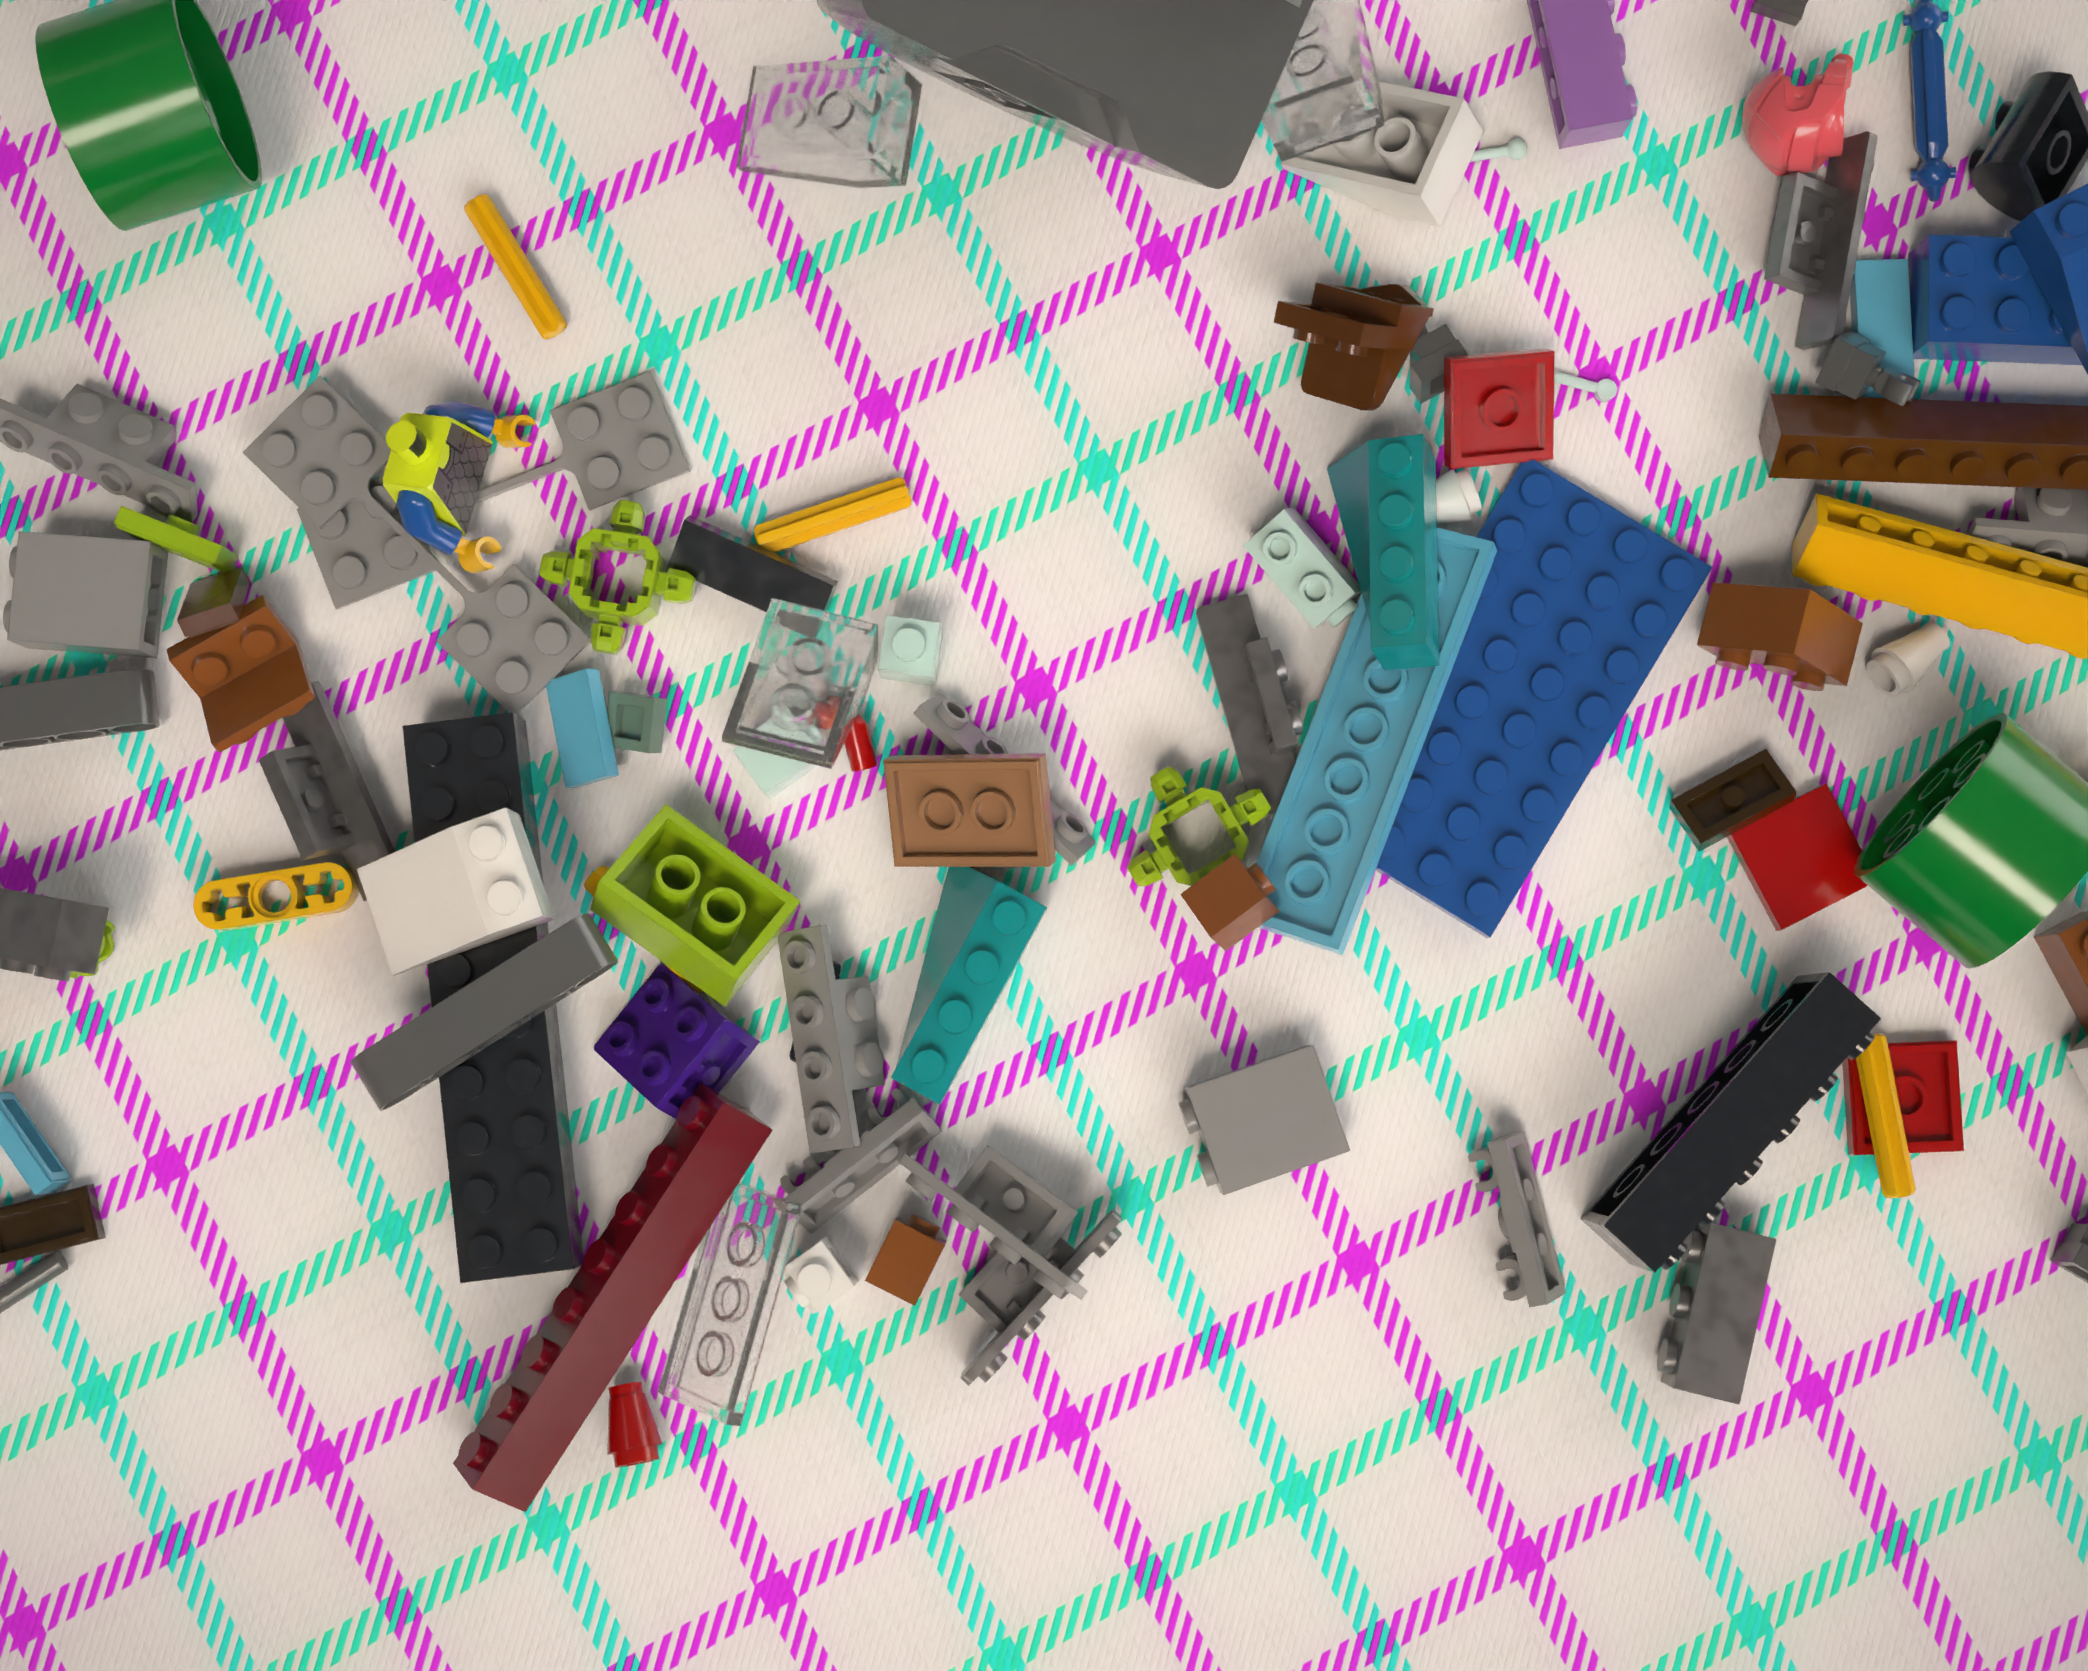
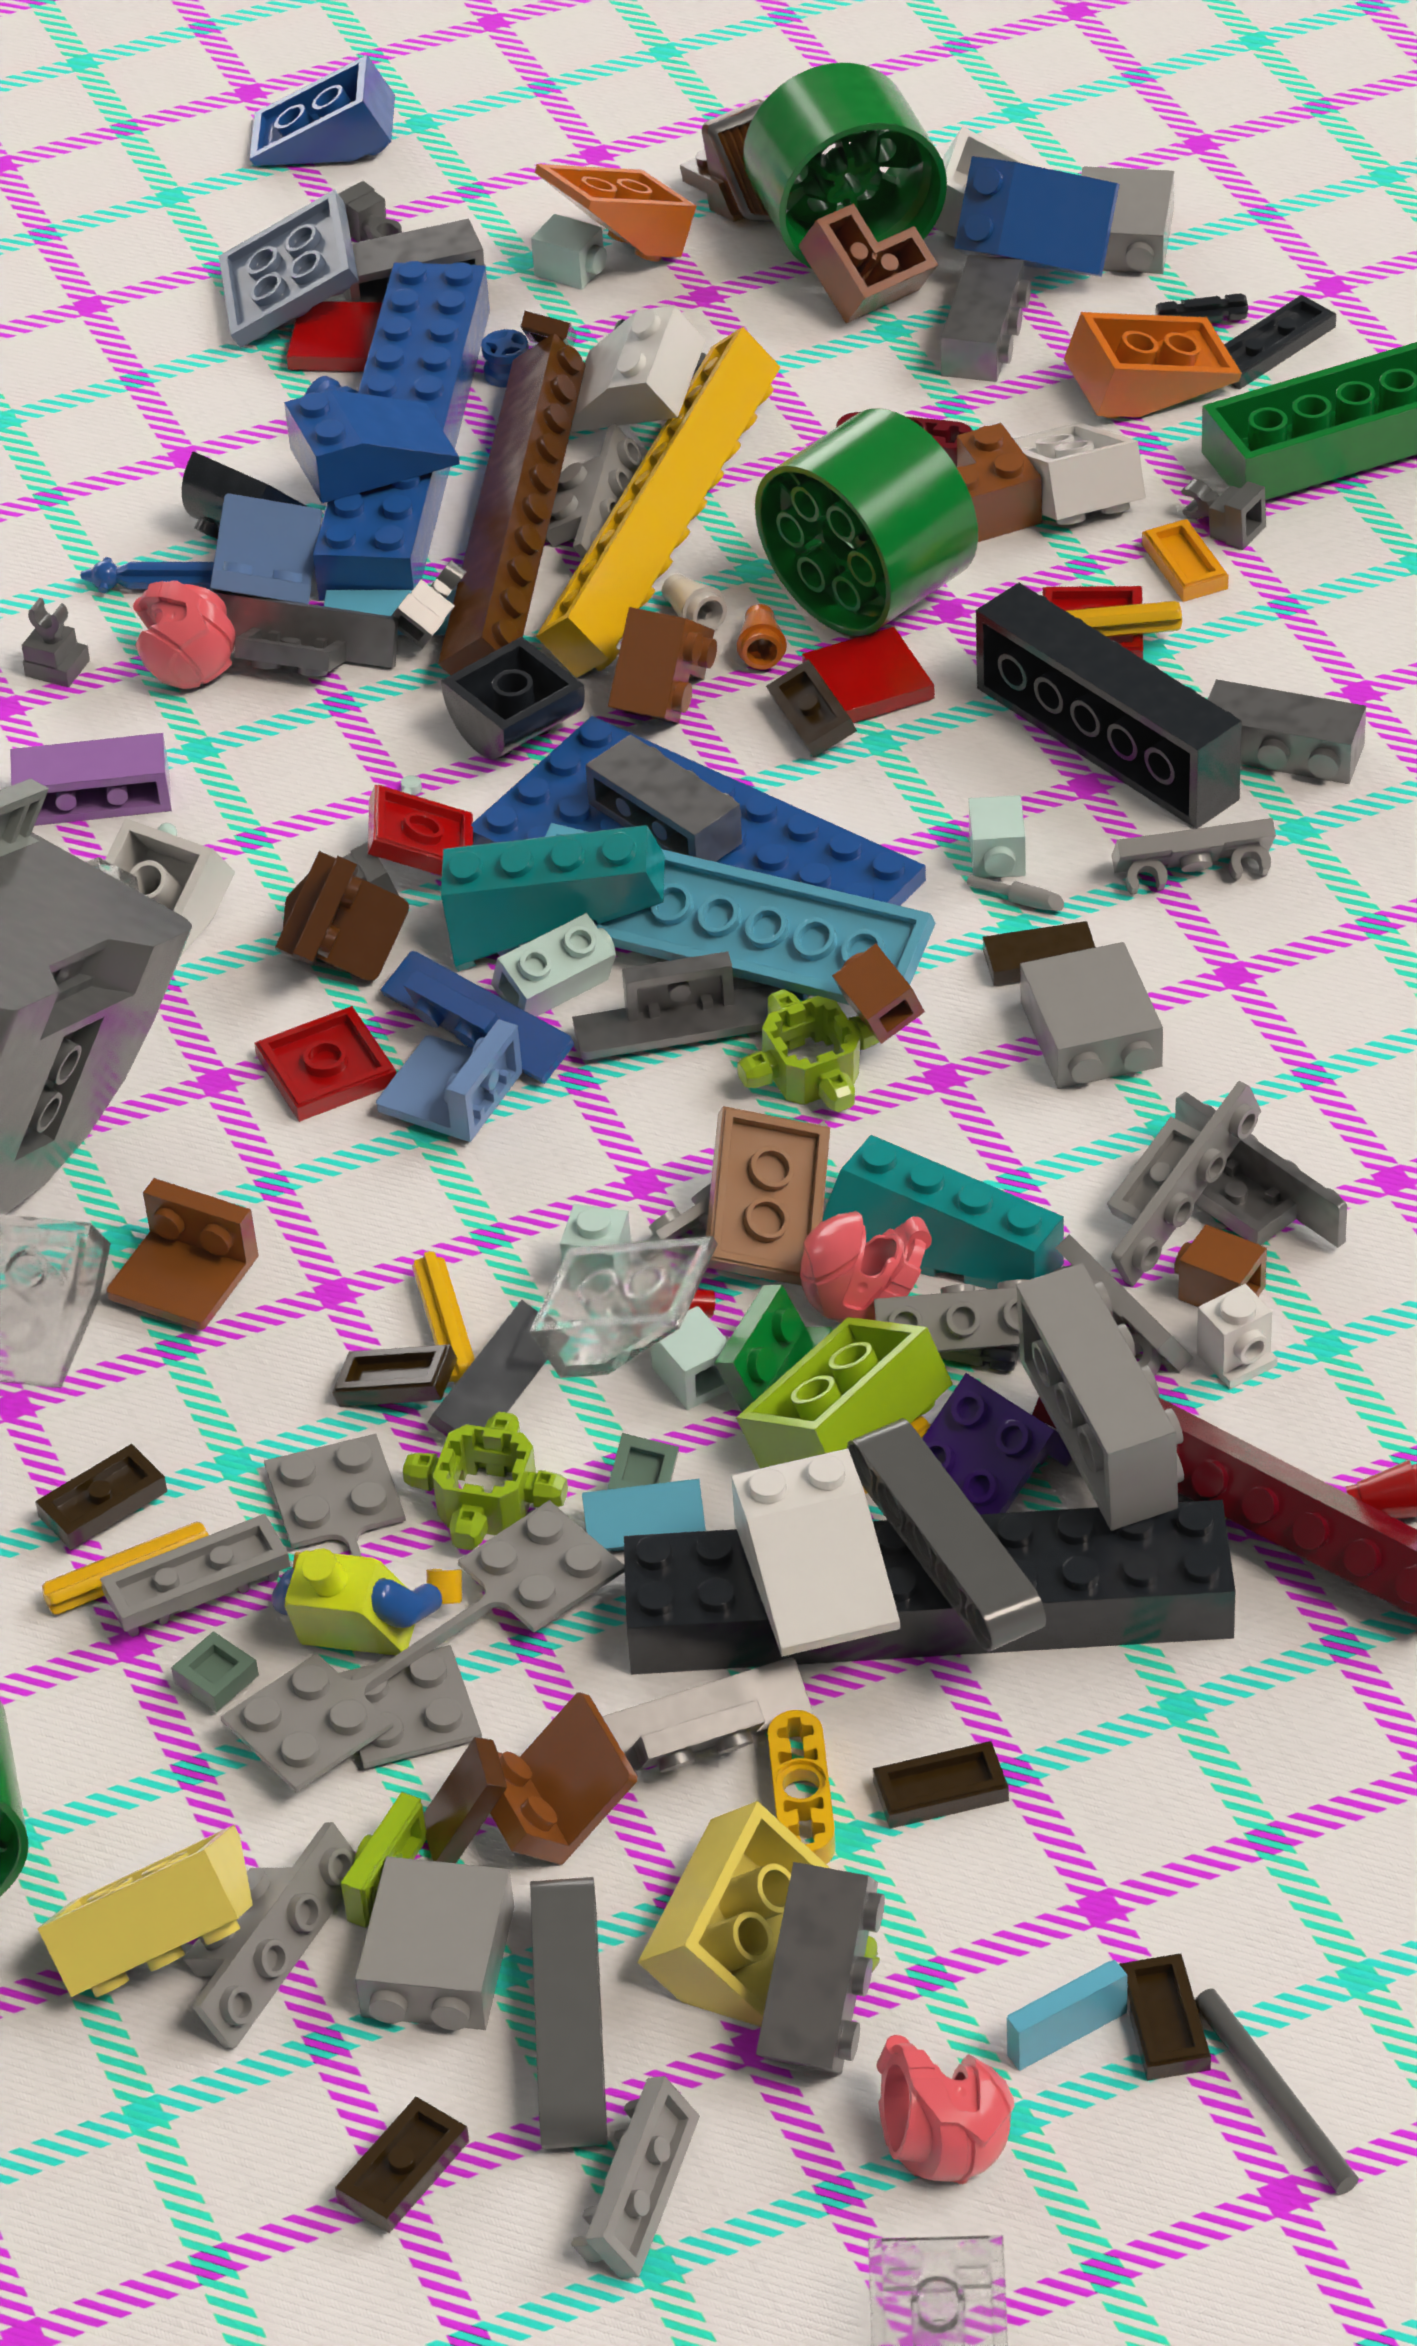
camera: 80 degrees left, 40 degrees down
(88, 346) = (150, 1915): none -> light yellow slope
(118, 853) = (727, 1915): none -> light yellow slope
(289, 1019) = (940, 1784): none -> dark brown tile
(389, 363) = (215, 1671): none -> sand green plate
(486, 328) = (195, 1573): none -> light grey plate
(593, 229) = (101, 1496): none -> dark brown plate
(622, 1150) = (1099, 1396): none -> light grey brick
(730, 1304) = (1269, 1392): clear tile -> none
(748, 478) = (395, 1375): none -> dark brown tile
(776, 834) = (765, 1345): none -> green bracket
(872, 894) = (847, 1274): none -> coral helmet
(885, 258) = (189, 1257): none -> dark orange bracket
(1145, 482) = (454, 1085): none -> medium blue bracket
(1182, 357) = (325, 1063): none -> red tile
(1238, 493) = (471, 1011): none -> blue bracket
(1370, 1063) = (1008, 950): none -> dark brown tile
(1461, 1039) = (1021, 893): none -> light grey piece
(1530, 1010) = (997, 836): none -> light aqua brick
(1541, 658) = (646, 788): none -> flat silver brick
(1710, 478) = (510, 698): none -> black brick
(1849, 737) = (761, 639): none -> orange cone
(1930, 182) = (265, 548): none -> medium blue bracket
(2021, 1197) = (1185, 560): none -> light orange tile

